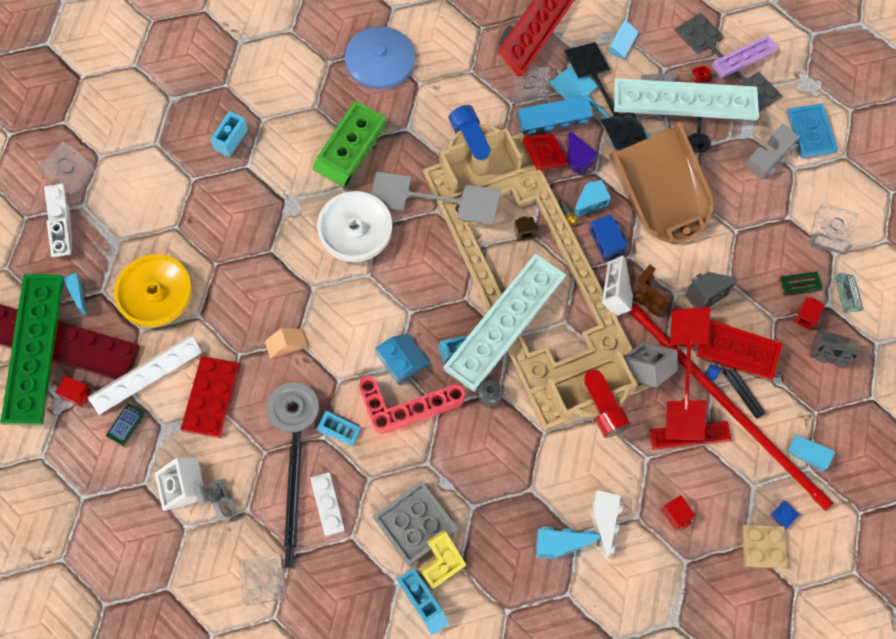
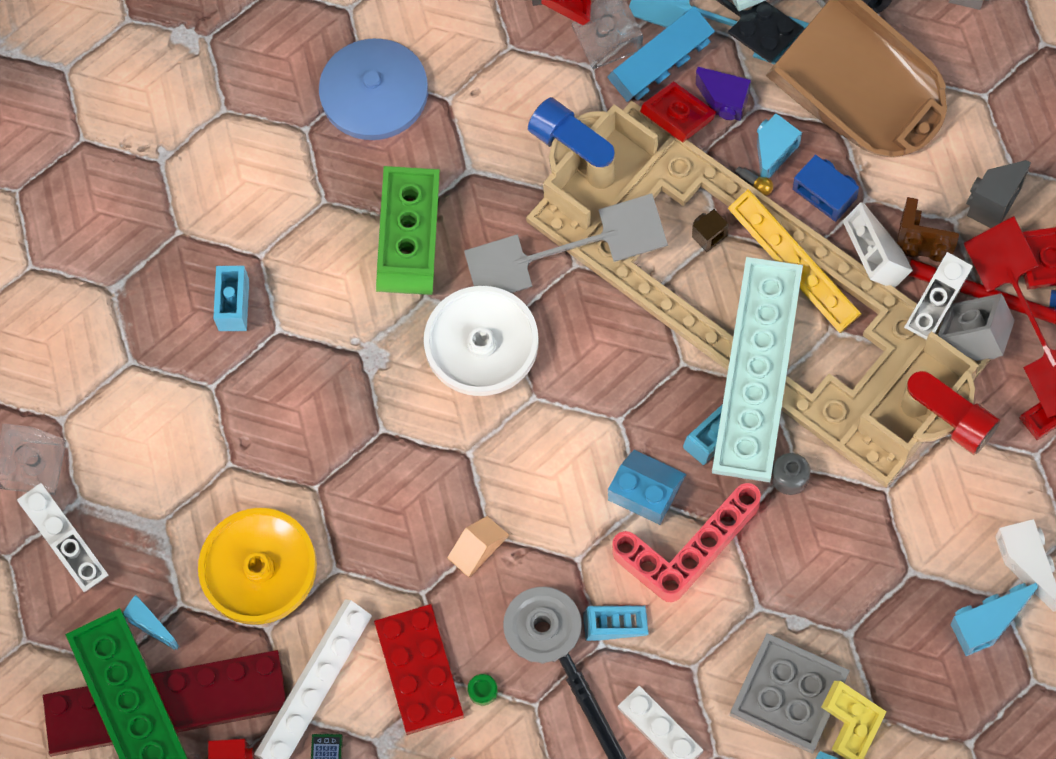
camera: 20 degrees left, 0 degrees up
(239, 427) = (482, 689): none -> green tile
(562, 260) = (785, 248): none -> yellow tile
(638, 332) = (938, 296): none -> white slope

